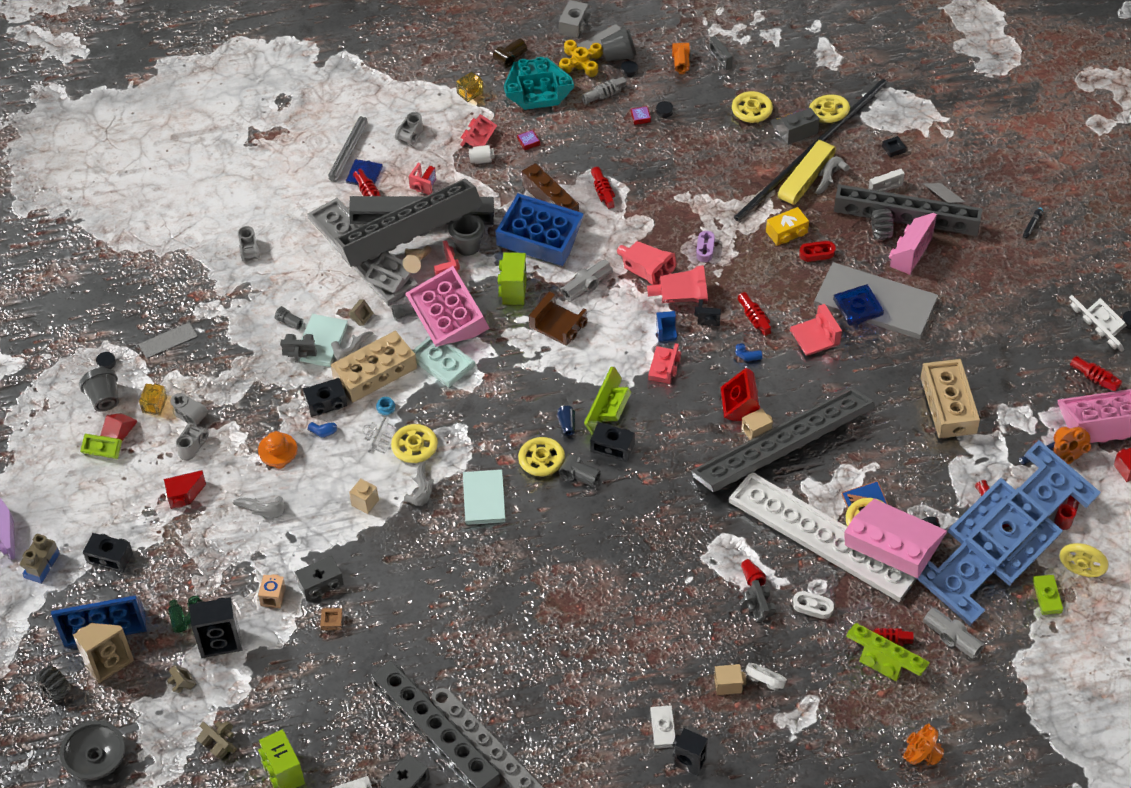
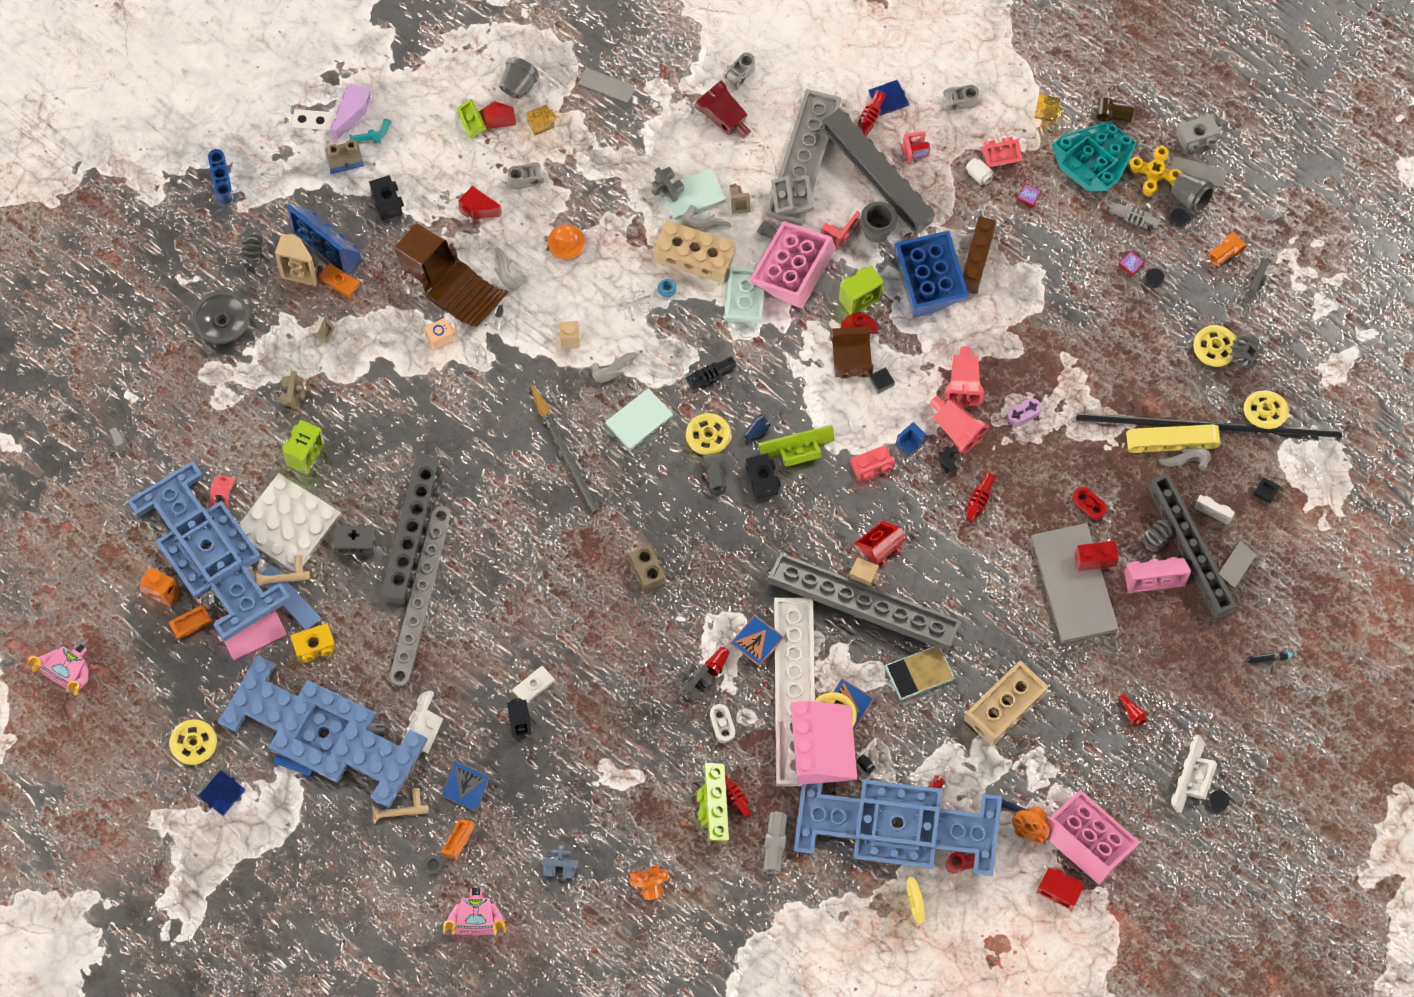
camera: 50 degrees right, 15 degrees up
(43, 526) = (372, 135): none -> teal piece
(106, 360) = (551, 58): black tile -> none
(147, 637) = (339, 280): none -> orange plate
(178, 621) = (368, 290): clear green plant -> none
(188, 409) = (550, 152): light grey piece -> none
(198, 552) = (446, 277): none -> reddish brown piece
(215, 627) = (371, 320): black brick -> none
(272, 274) = (723, 110): none -> dark red piece
(285, 316) = (694, 151): dark grey pin -> none
(319, 578) = (467, 354): dark grey brick -> none
(322, 430) = (608, 260): blue arm -> none
(325, 397) = (633, 230): black brick -> none
(331, 618) = (448, 392): medium nougat plate -> none
(347, 149) = (903, 65): dark grey axle -> none
(408, 222) = (843, 172): dark grey brick -> none
(412, 558) = (544, 411): none -> dark grey piece
(413, 257) = (809, 205): tan piece -> none
(413, 438) = (647, 349): light yellow plate -> none
(488, 422) = (709, 373): none -> black hinge
(533, 300) = (860, 320): none -> red plate
(586, 280) = (910, 346): light grey piece -> none
(597, 316) = (881, 380): none -> black tile
(603, 187) = (1021, 290): red hinge -> none
(625, 575) = (643, 569): none -> dark tan brick
(729, 679) = (607, 705): tan brick -> none
(747, 355) = (932, 518): blue arm -> none
(758, 533) = (757, 640): none -> piece
(772, 679) = (630, 729): white plate -> none
(774, 91) = (1245, 351): none -> dark grey gear
(787, 226) = (1096, 462): yellow brick -> none
(797, 125) = (1223, 394): dark grey slope -> none
(817, 333) = (996, 558): coral bracket -> none
(858, 305) = (1050, 572): clear blue plate -> none
(869, 267) = (1096, 555): none -> red brick
(874, 442) = (919, 673): none -> tile
(1017, 326) = (1135, 713): none -> red cone
(1047, 594) = (869, 893): lime plate -> none
(1096, 373) = (1131, 805): red hinge -> none

